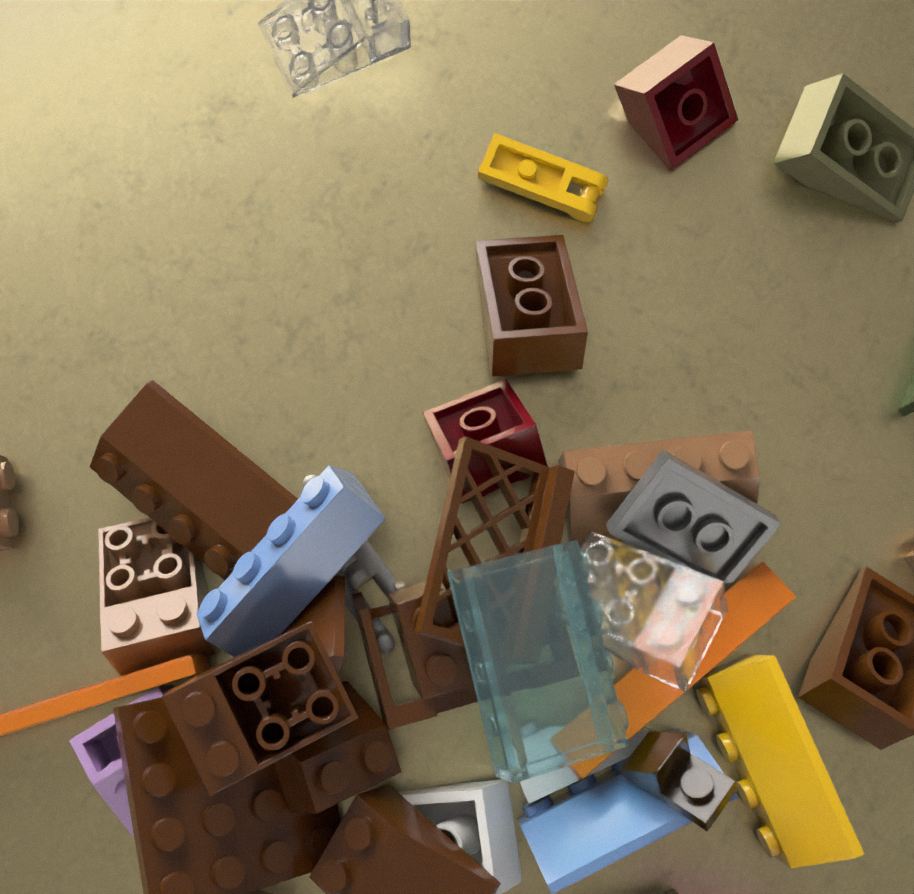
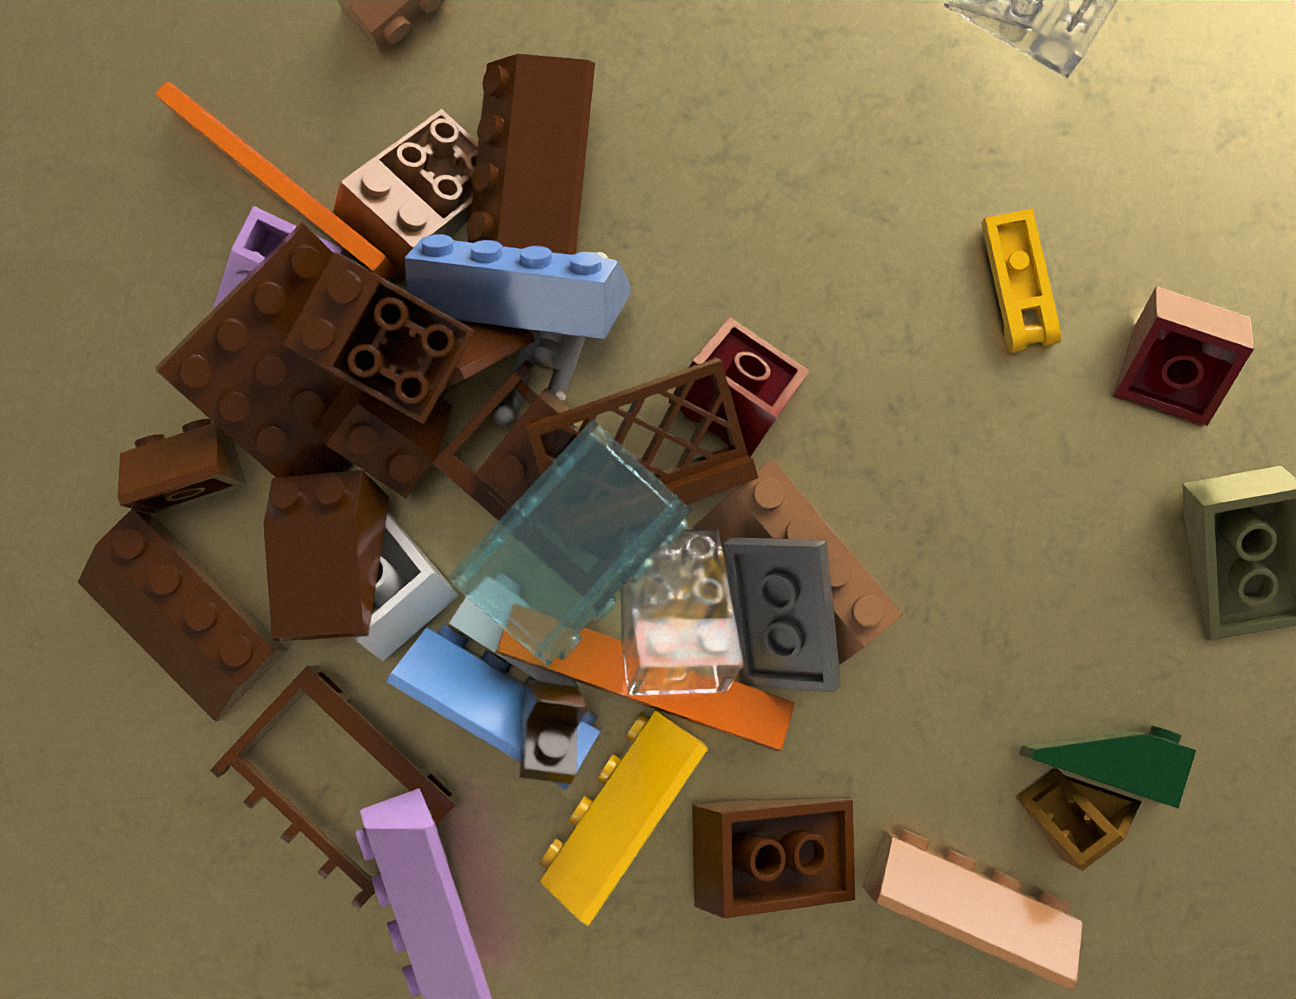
camera: 60 degrees right, 5 degrees up
(530, 306) = (890, 345): reddish brown slope -> none

